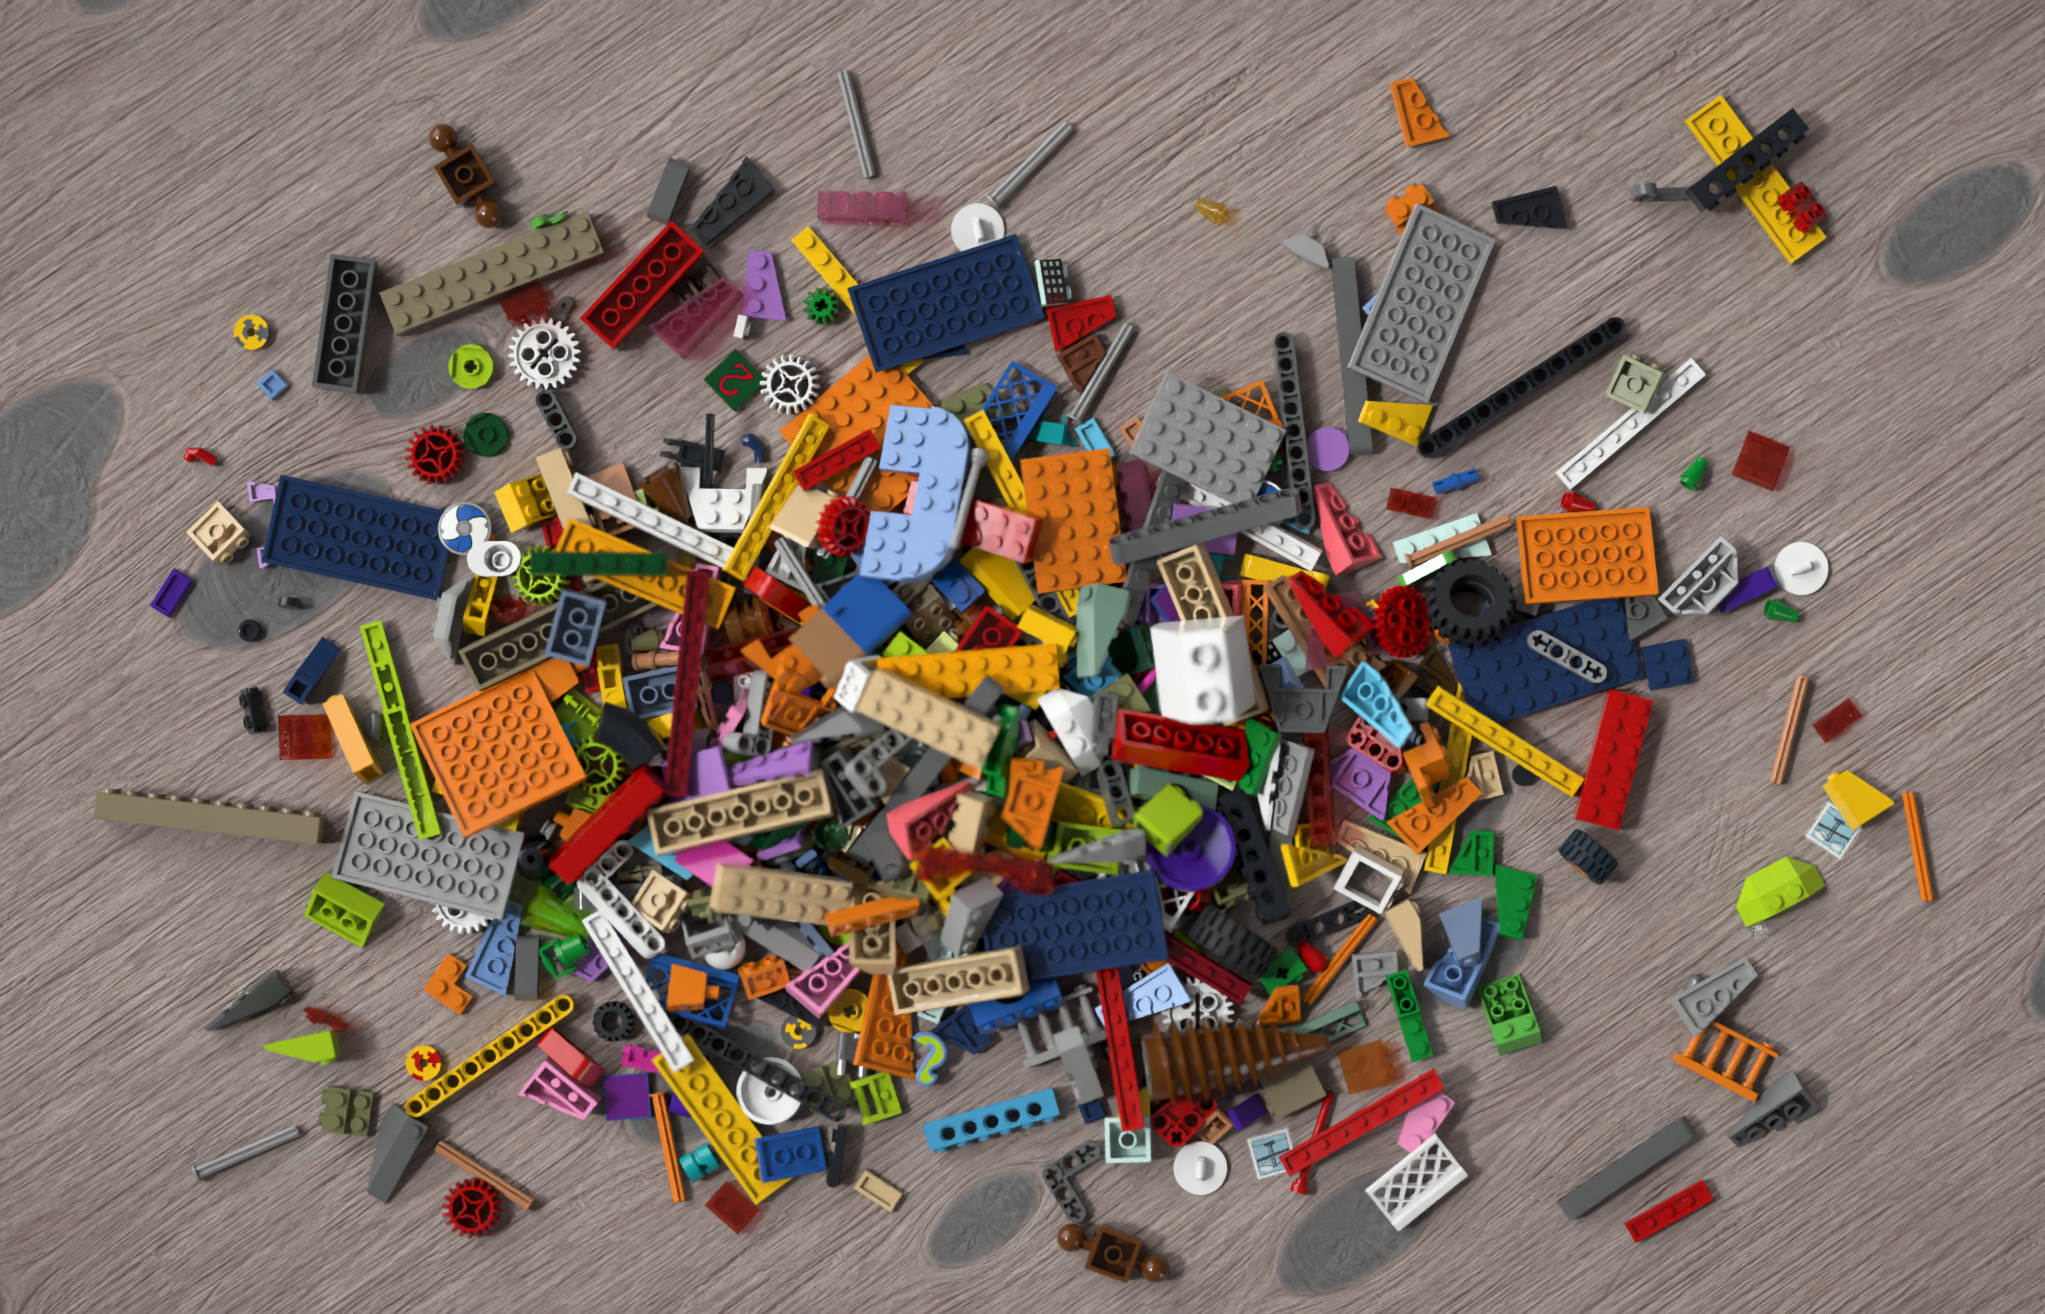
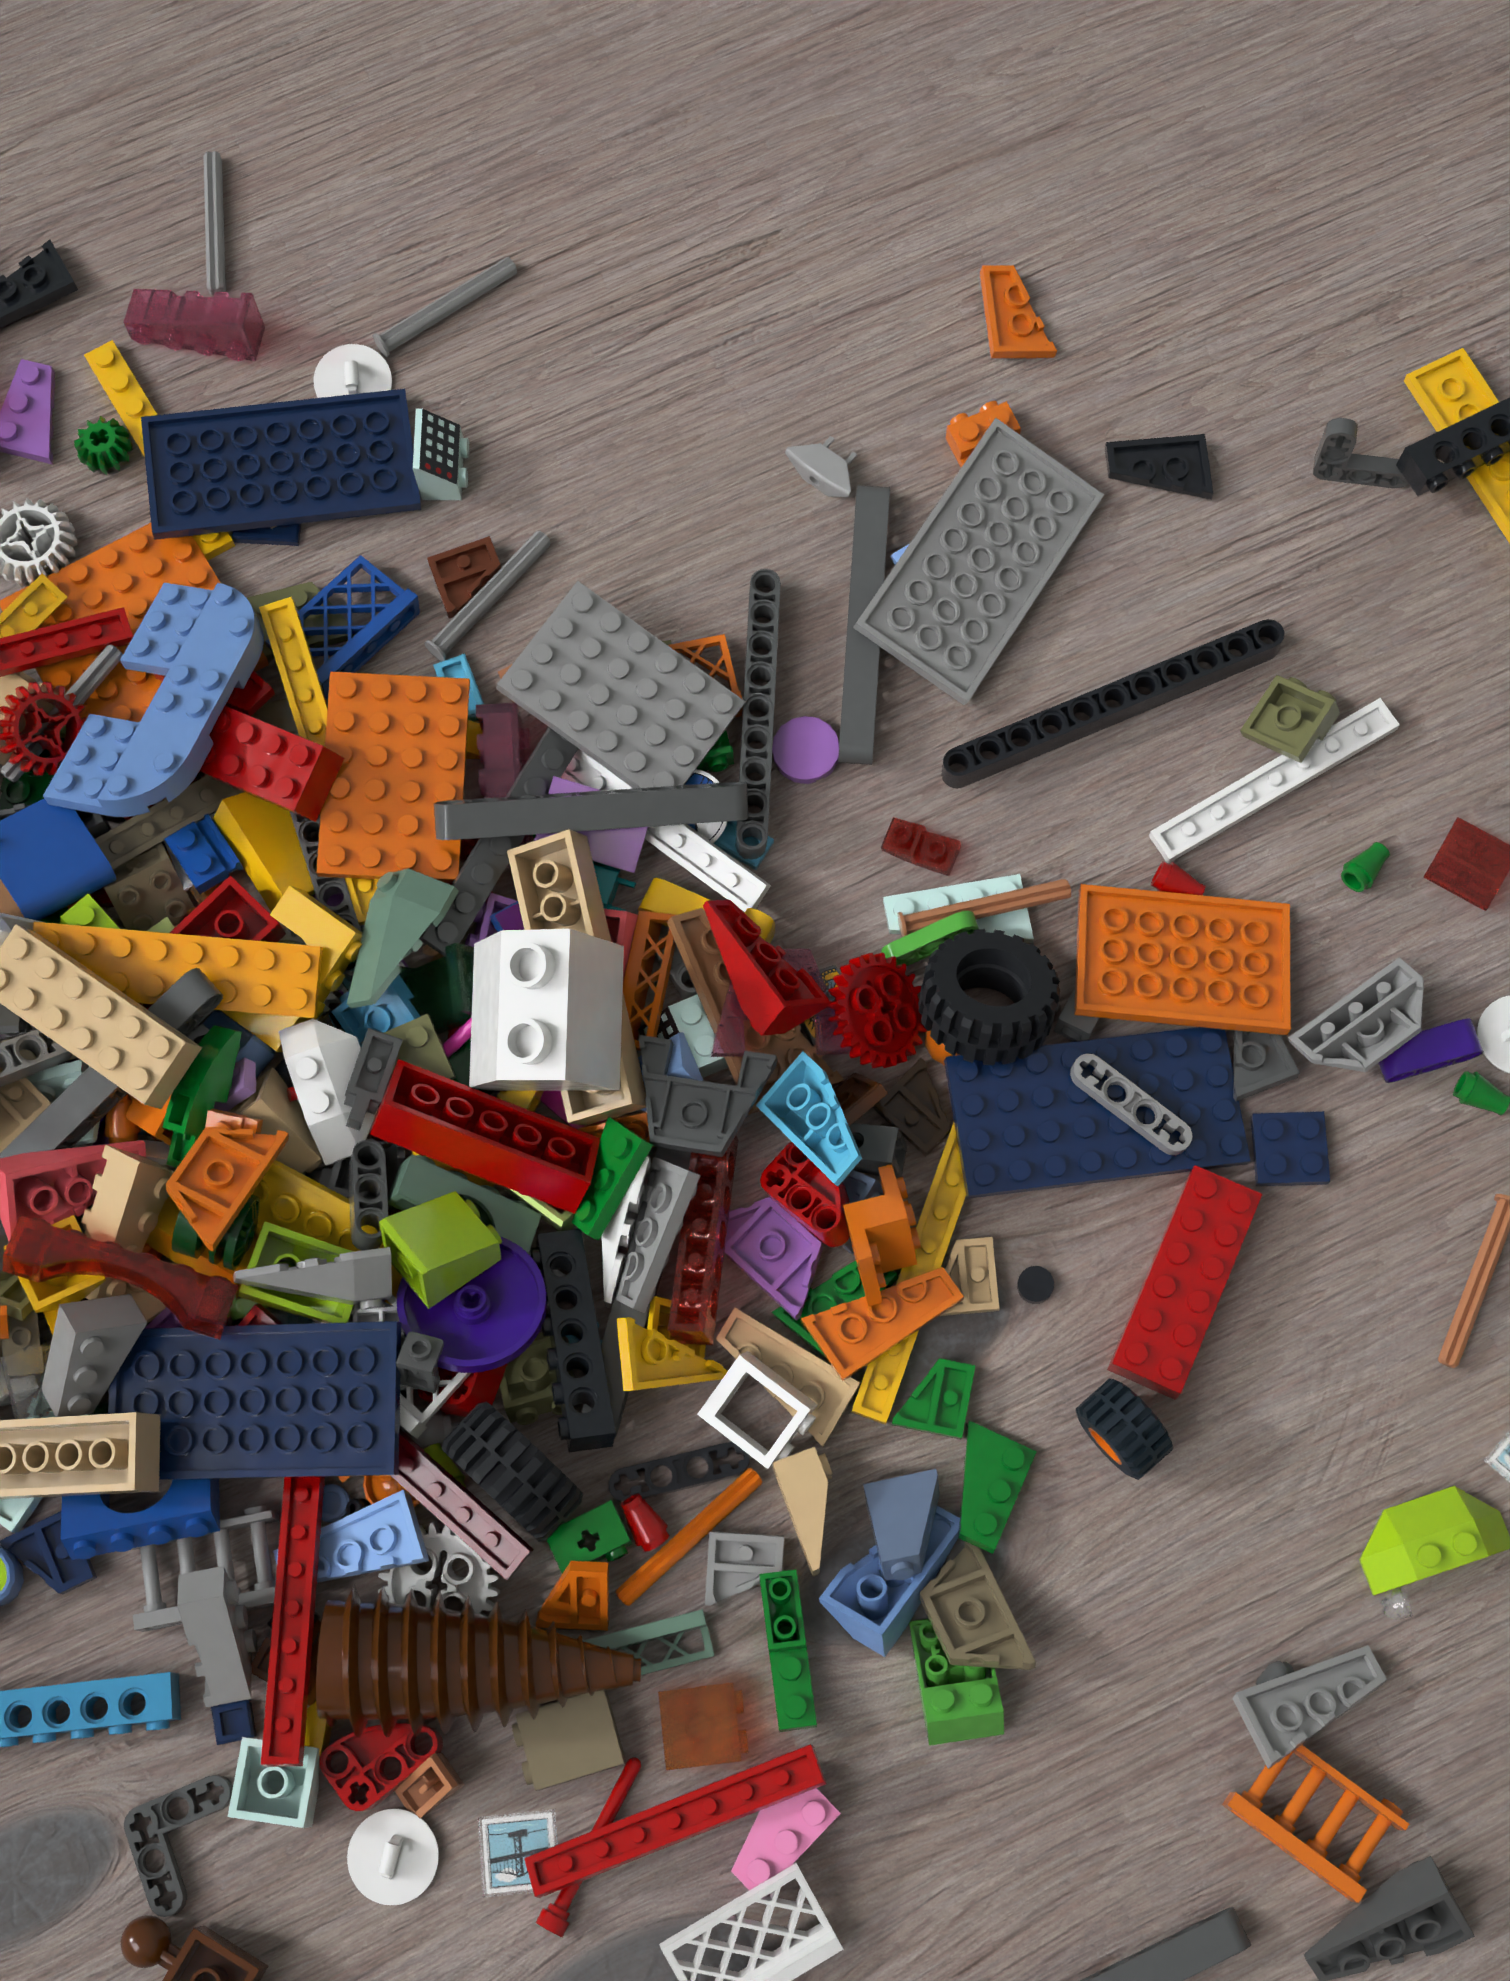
camera: 15 degrees right, 15 degrees down
(978, 460) = (265, 661): light grey piece -> none
(1052, 433) = (396, 660): teal piece -> none
(1078, 319) = (471, 516): red wing -> none
(1169, 889) = (420, 1361): none -> dark grey bracket
(1211, 210) = (695, 400): clear yellow cone -> none
(1247, 1112) = (486, 1769): dark purple tile -> none
(1343, 539) = (806, 881): coral wedge -> none
(1397, 420) = (916, 718): yellow wing -> none
(1455, 481) = (993, 823): blue pin -> none
(1504, 741) = (1013, 1220): yellow plate -> none
(1514, 978) = (974, 1616): none -> dark tan wing

